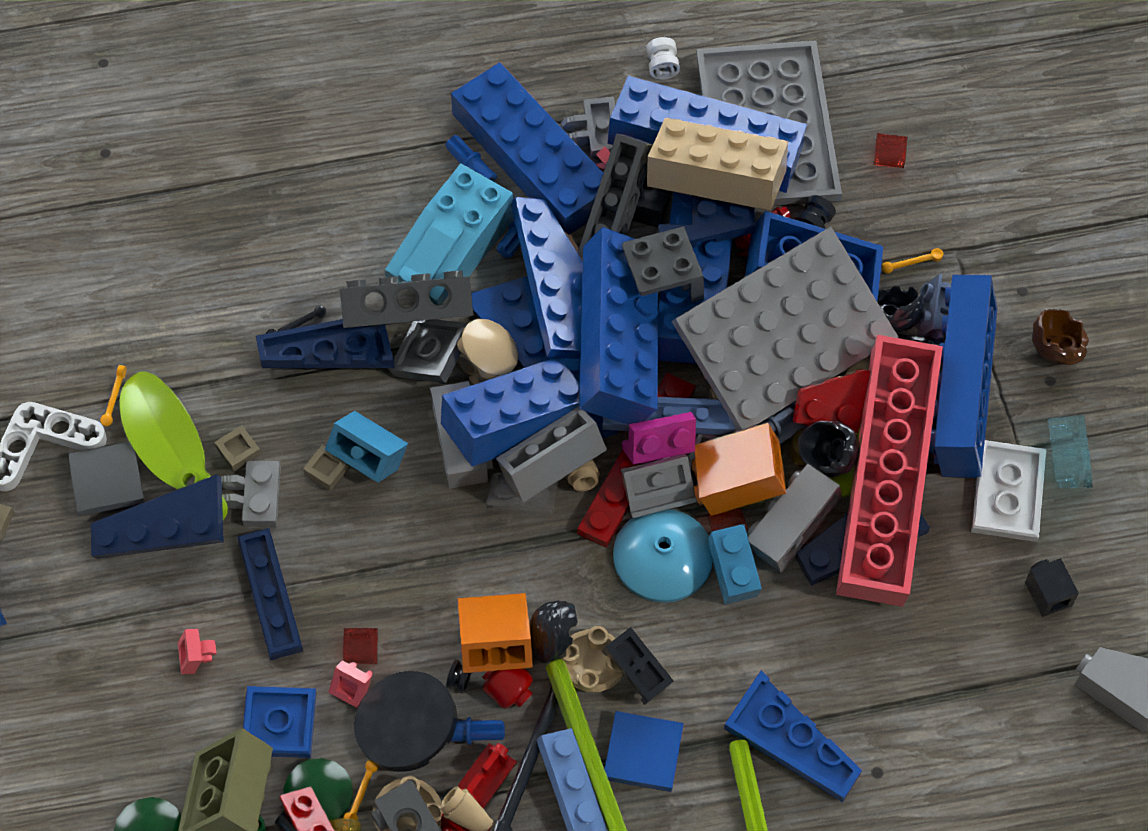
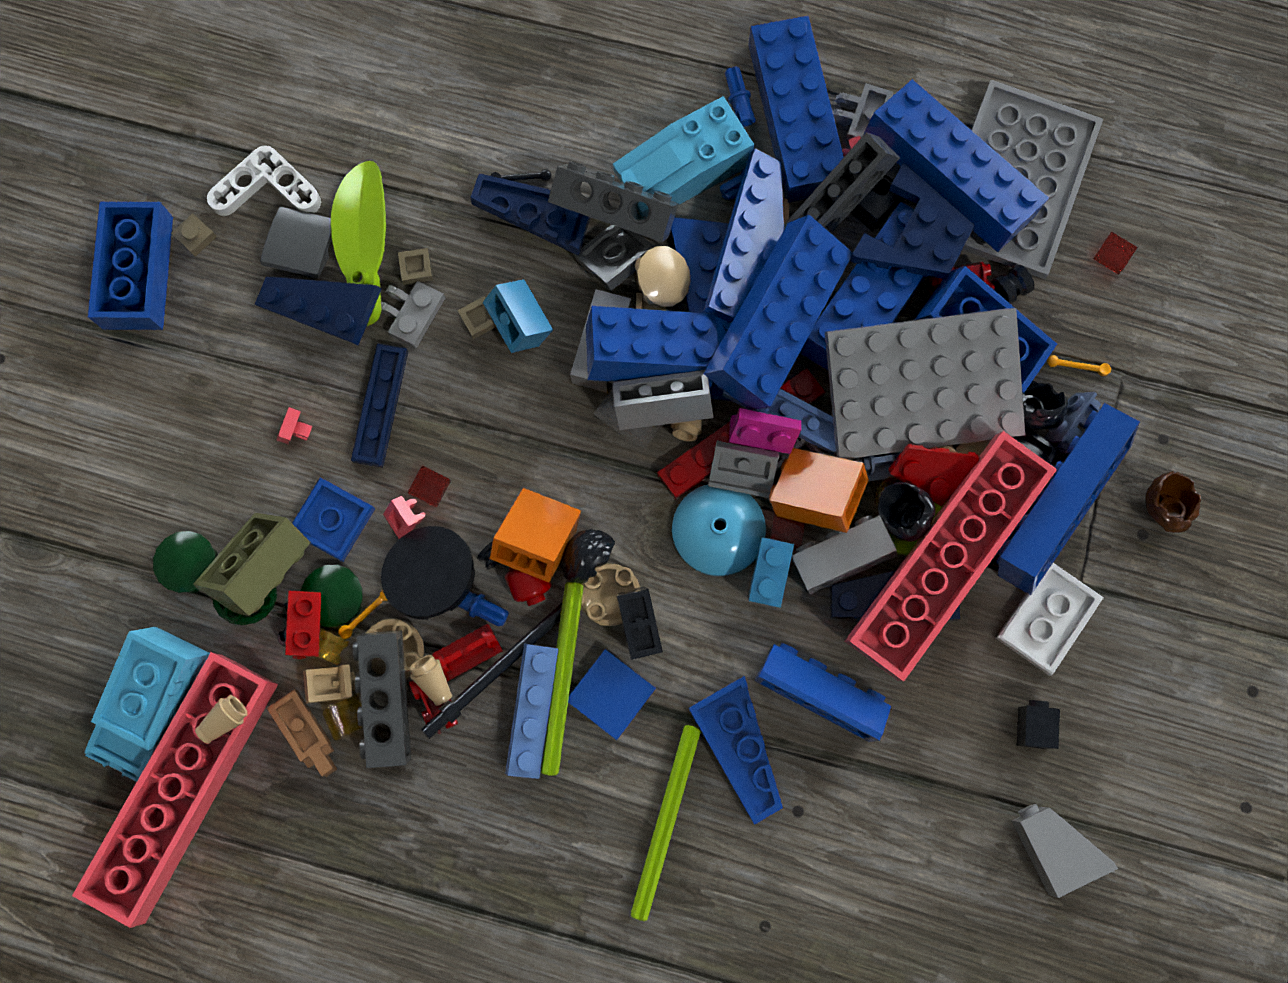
camera: 30 degrees right, 15 degrees up
(106, 419) = (358, 154): light orange hinge -> none
(662, 56) = (955, 79): white wheel -> none
(665, 263) = (845, 274): dark grey bracket -> none
(717, 163) = (945, 201): tan brick -> none
(842, 651) = (824, 693): none -> blue slope
(1070, 452) = (1124, 611): clear light blue hinge -> none

